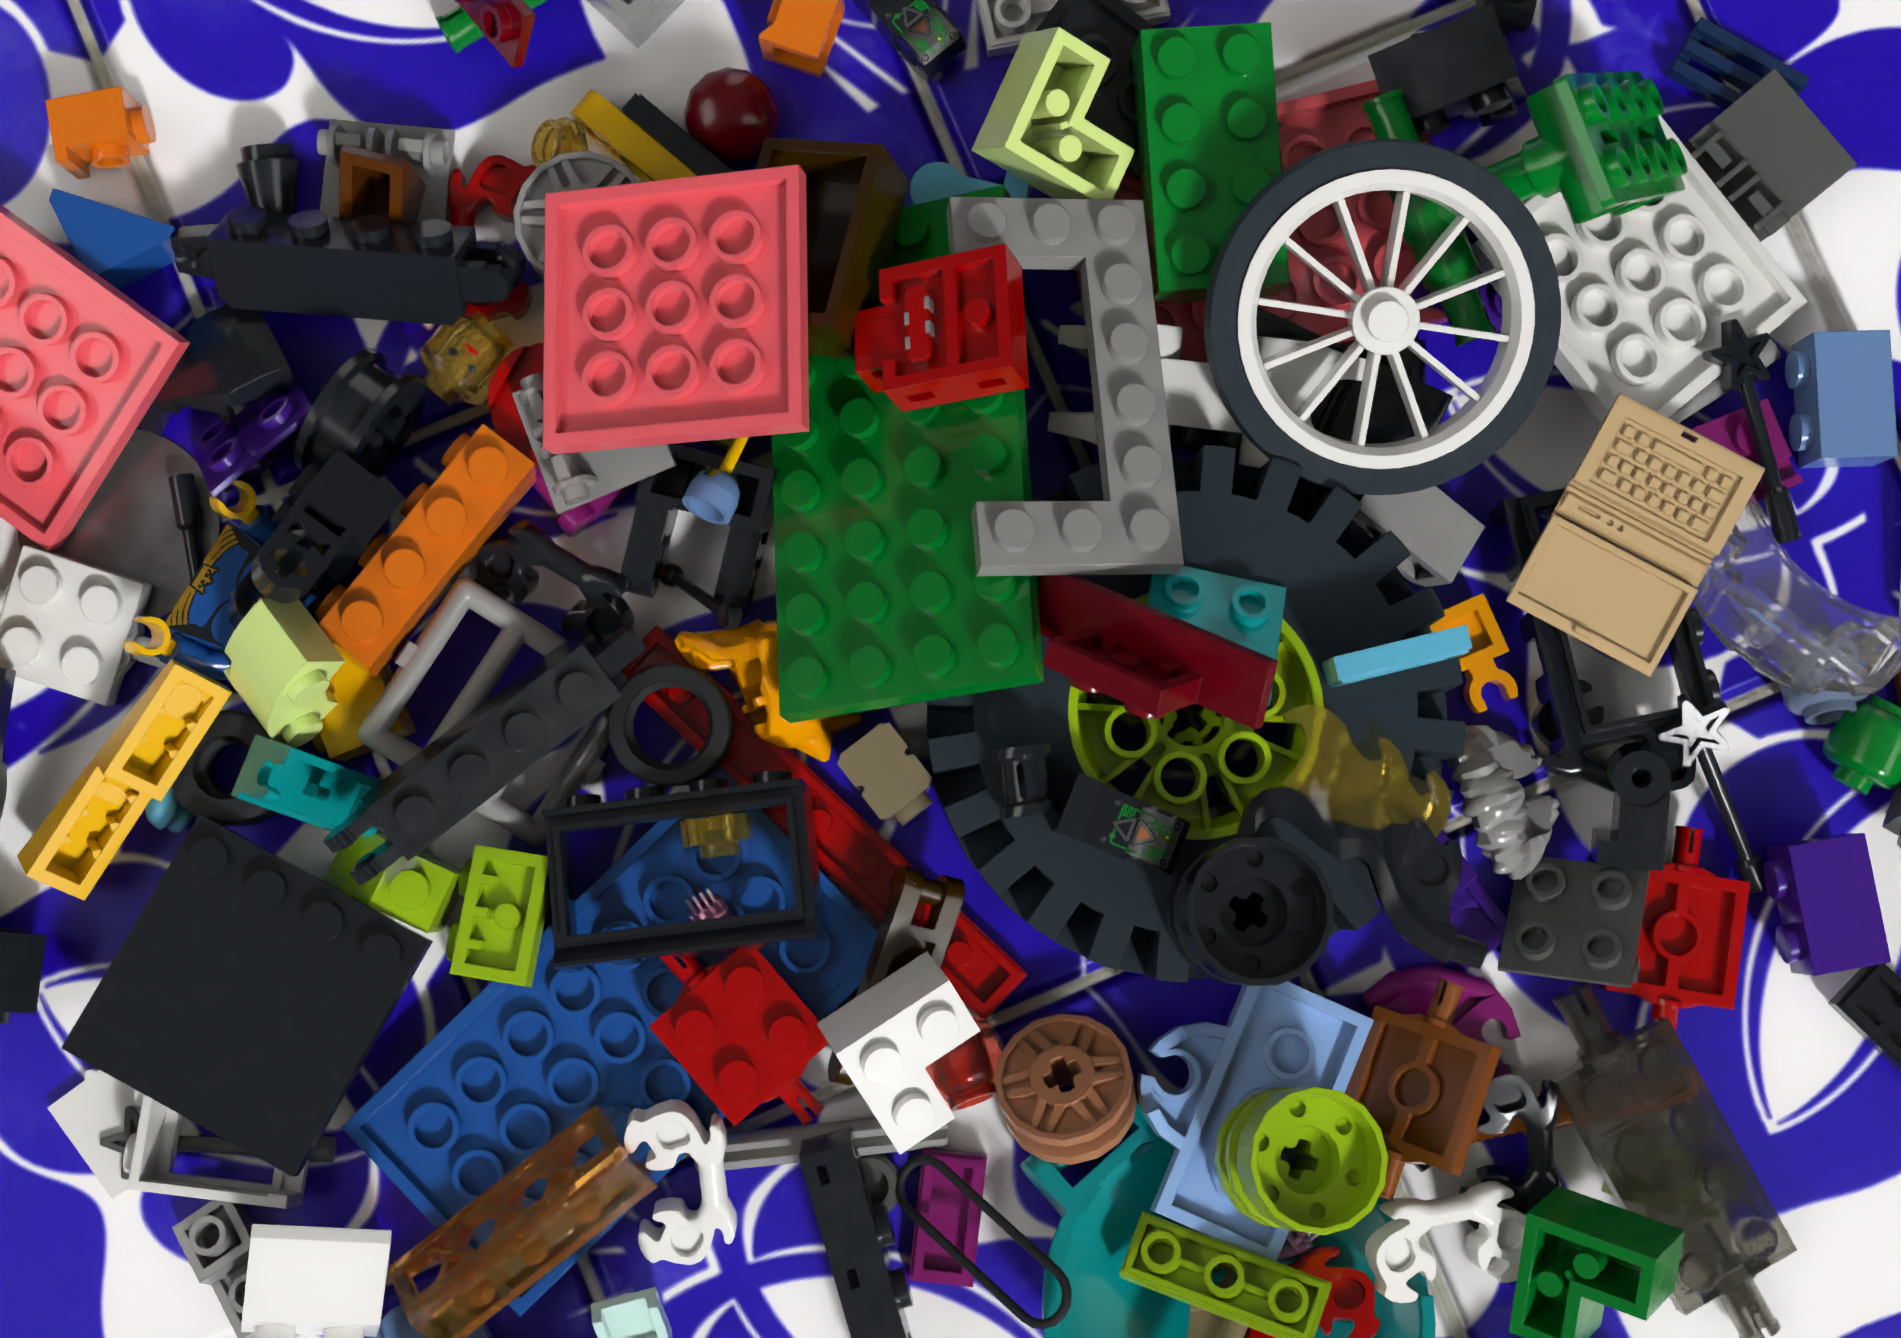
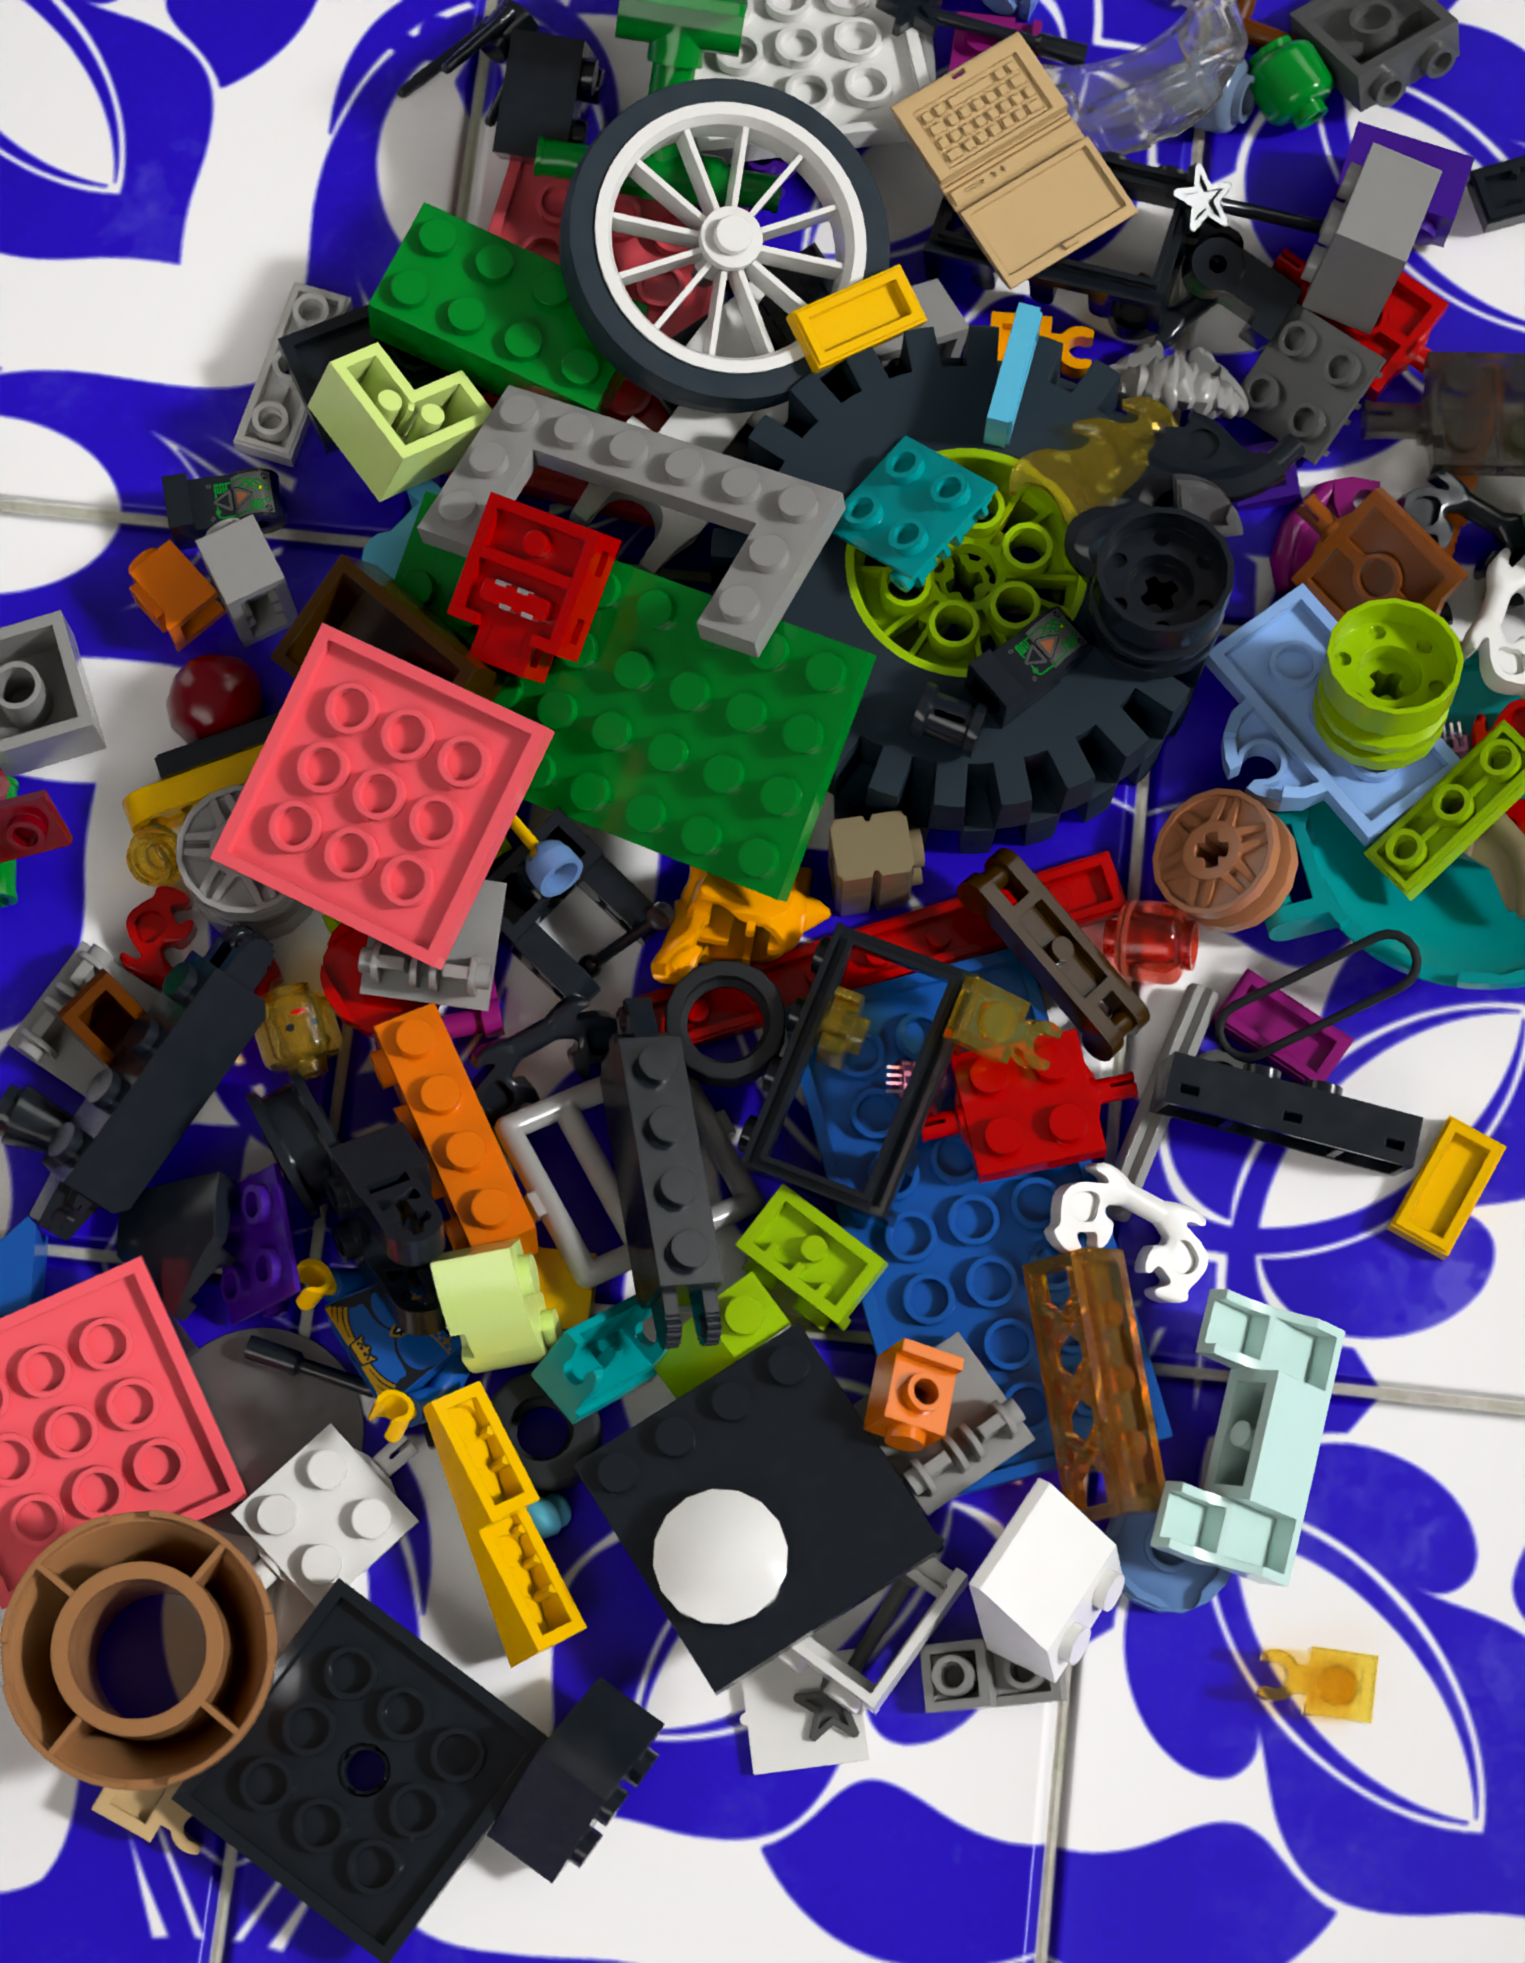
camera: 55 degrees left, 10 degrees down
(174, 989) = (720, 1557): none -> white dish
(413, 1057) = (892, 1406): none -> orange brick
(416, 1111) = (979, 1435): none -> light grey hinge
(778, 970) = (995, 1025): none -> clear yellow plate
(842, 75) = (247, 579): none -> light grey brick
(890, 1039) = (1105, 976): white brick -> none
(1147, 655) = (903, 549): dark red bracket -> none
(1364, 905) = (1206, 501): none -> flat silver tile
(1377, 479) = (856, 318): none -> yellow tile
(1746, 908) = (1368, 237): none -> light grey brick

